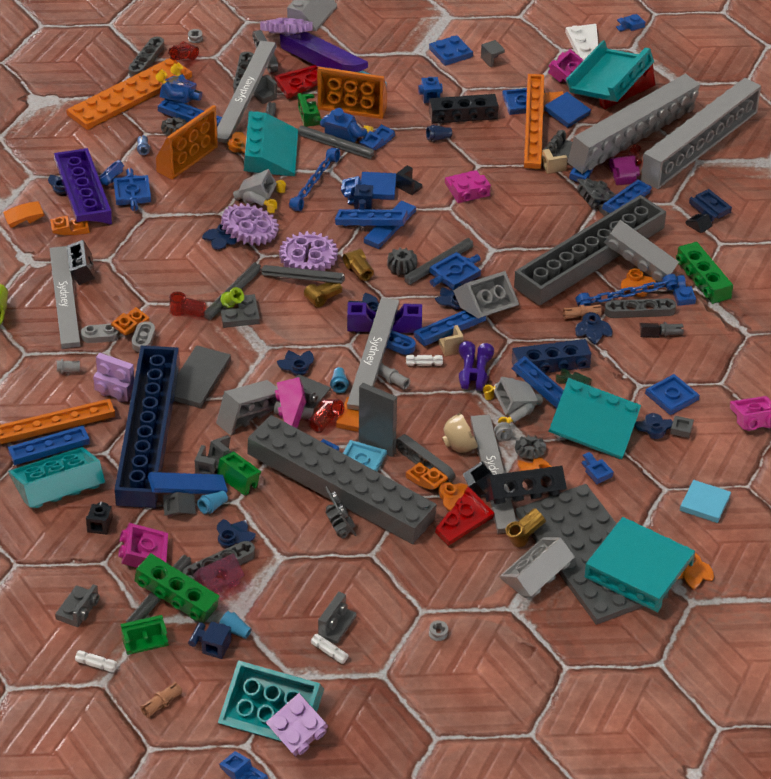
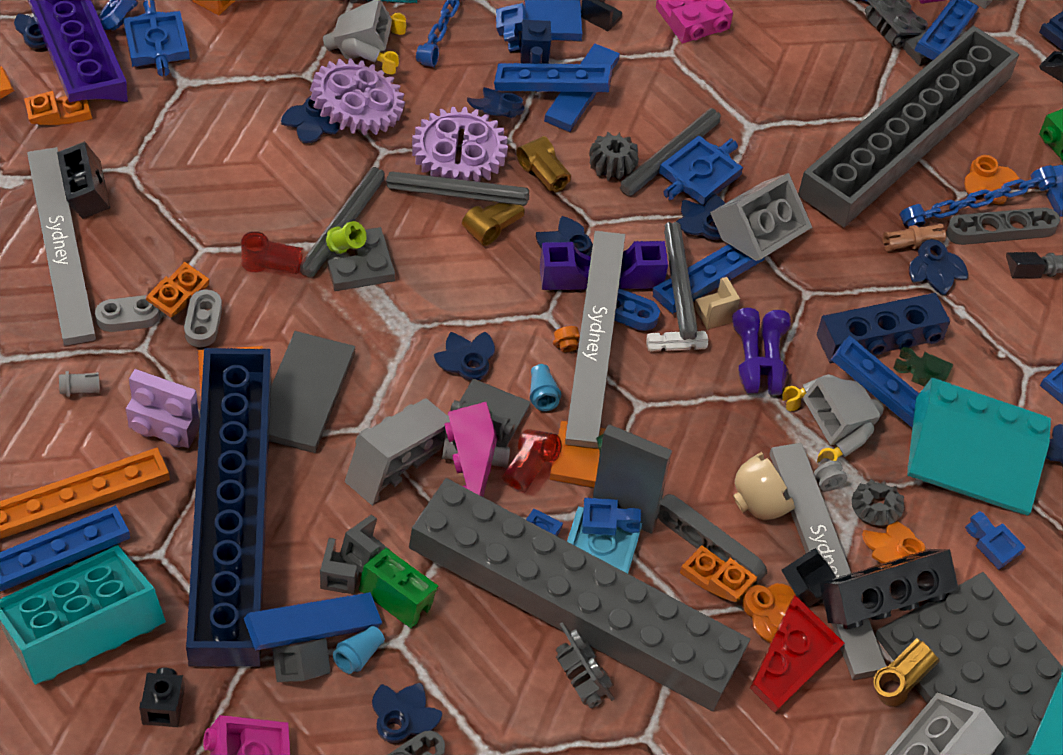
camera: 10 degrees left, 10 degrees up
(341, 232) = (498, 103): none -> dark blue plate
(356, 355) = (567, 338): none -> orange plate
(364, 443) = (603, 517): none -> blue plate
(393, 376) = (632, 376): light grey pin -> none
(429, 337) = (680, 281): none -> dark grey axle
(640, 251) = (994, 128): light grey brick -> none

